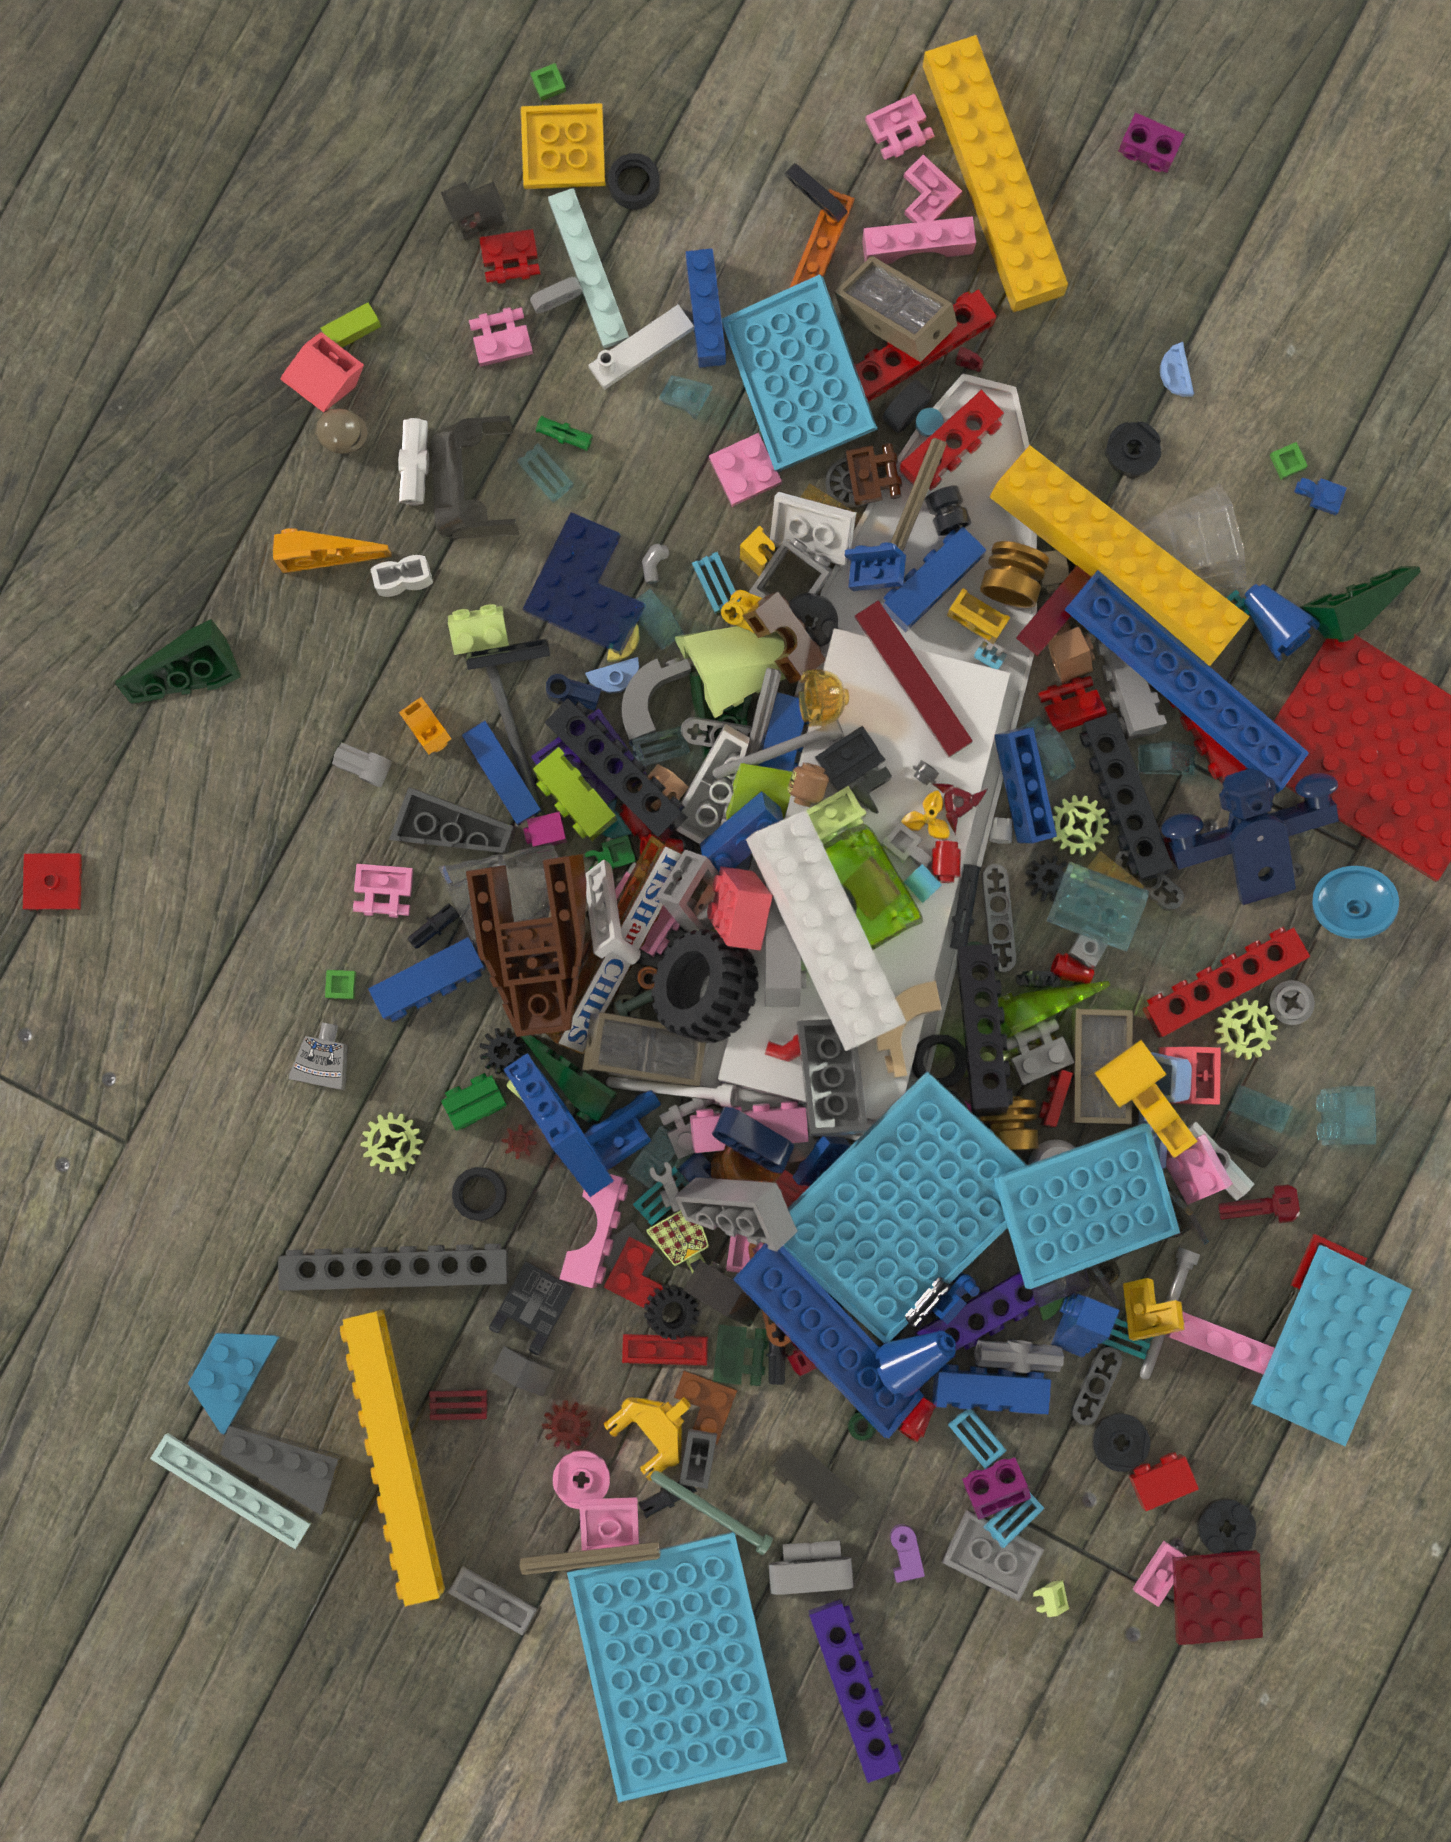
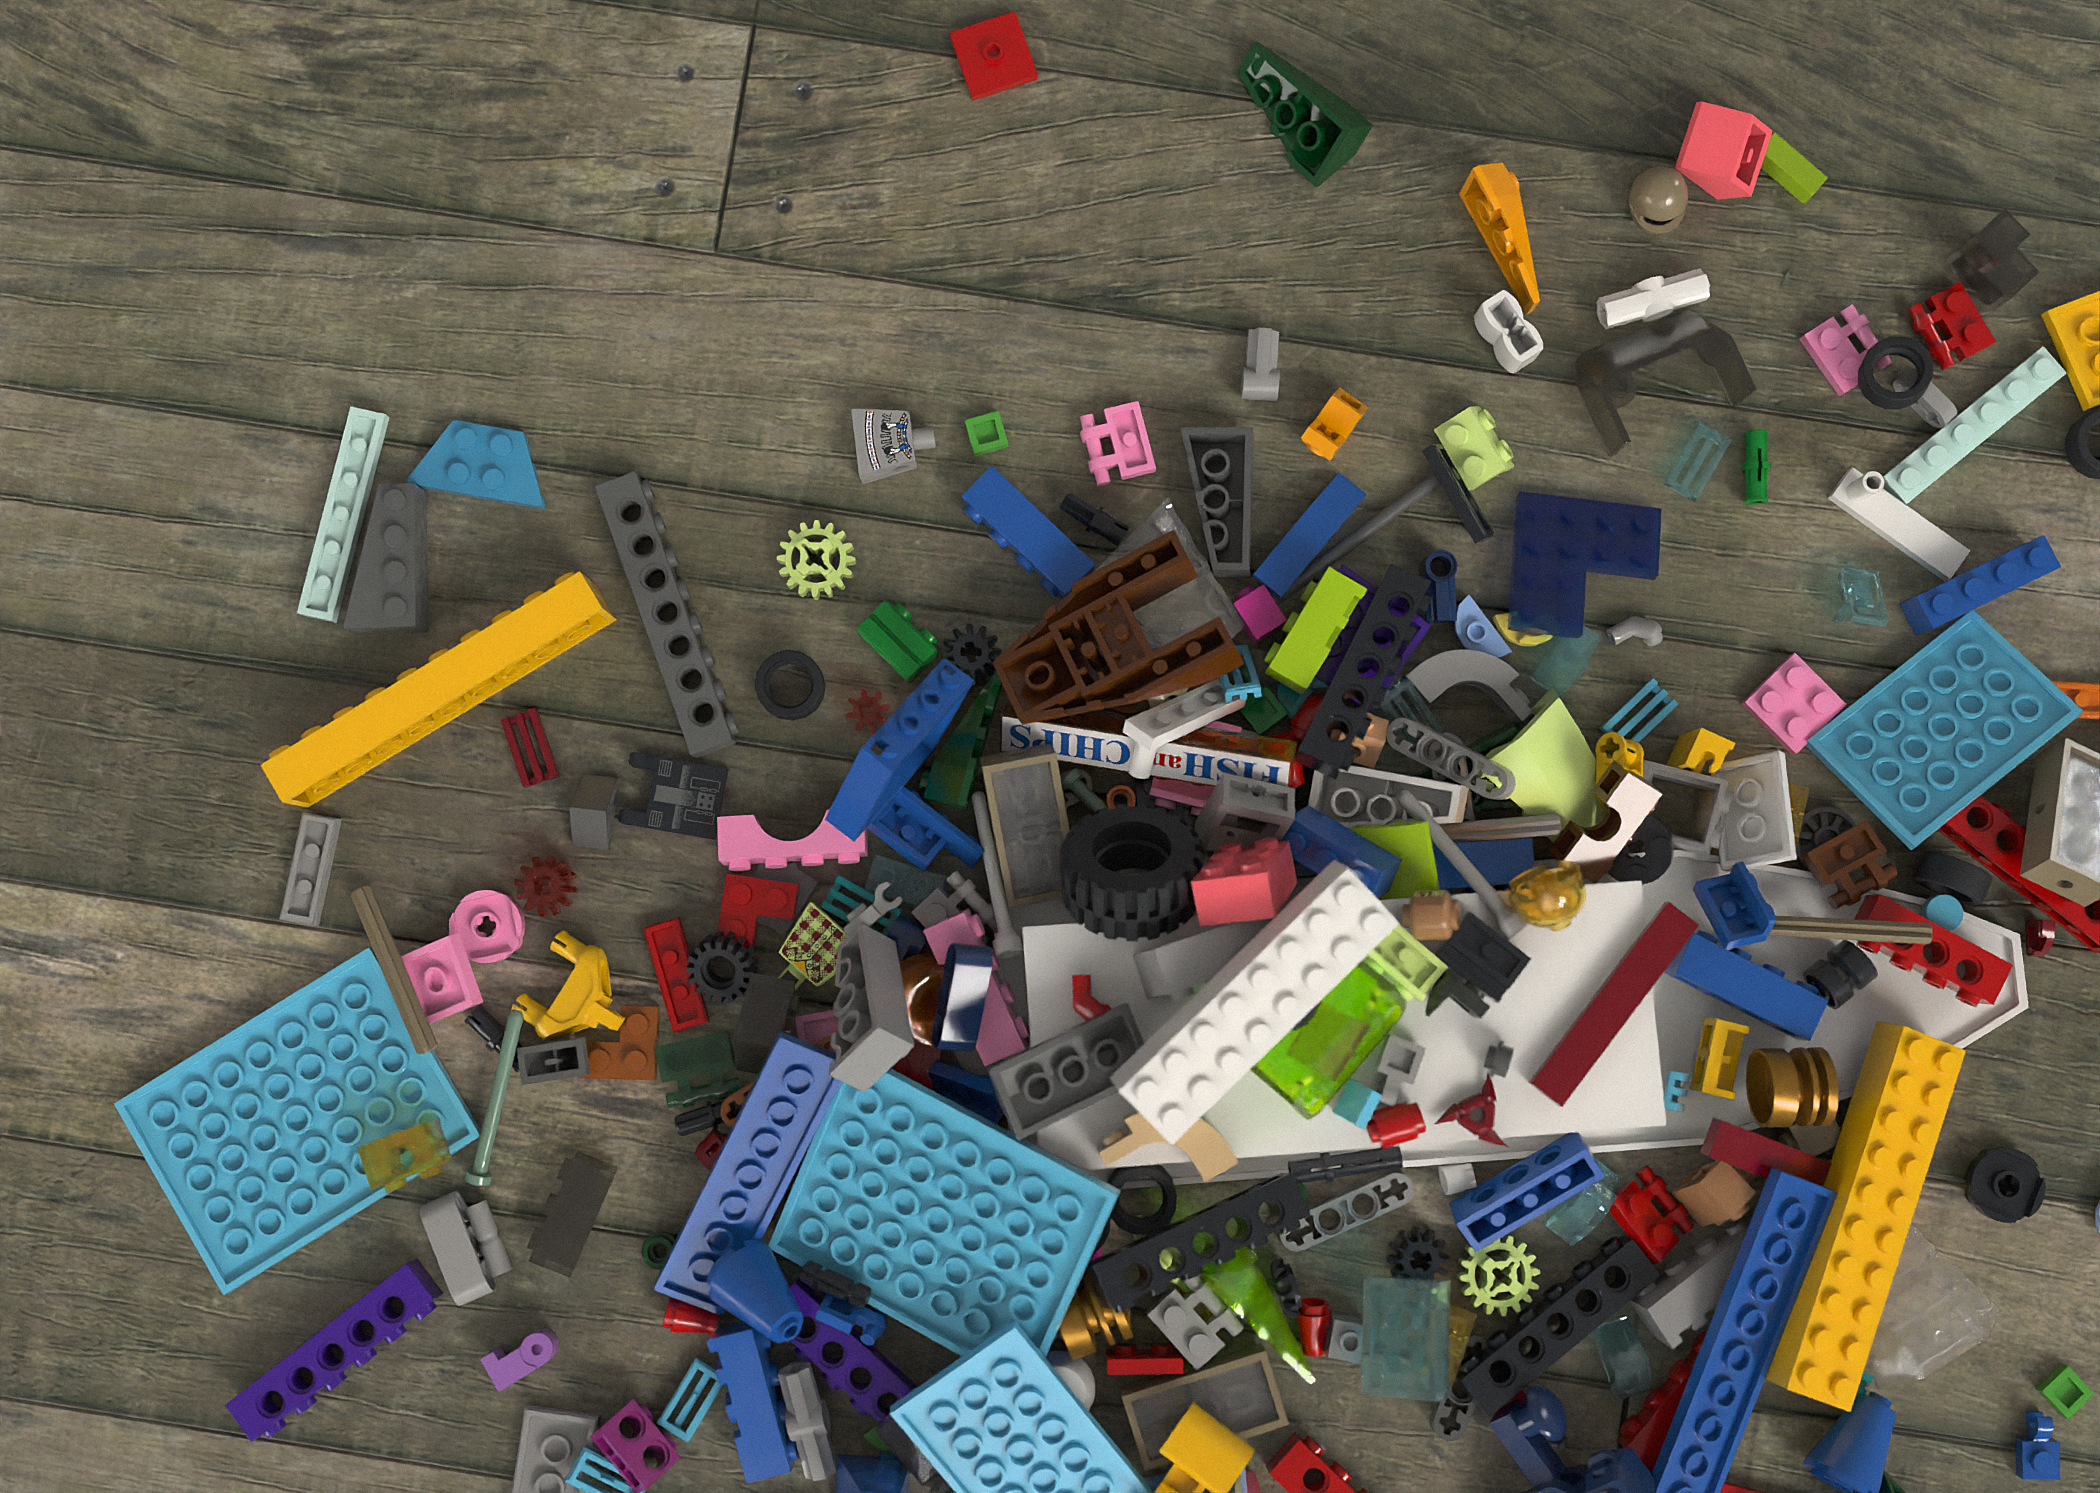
camera: 70 degrees right, 0 degrees up
(513, 301) = (1904, 347): none -> black tyre
(598, 862) = (1240, 688): none -> medium azure tile
(699, 729) = (1450, 757): none -> light grey beam
(726, 1608) = (383, 1161): none -> clear yellow brick
(932, 806) = (1459, 1082): yellow plant -> none

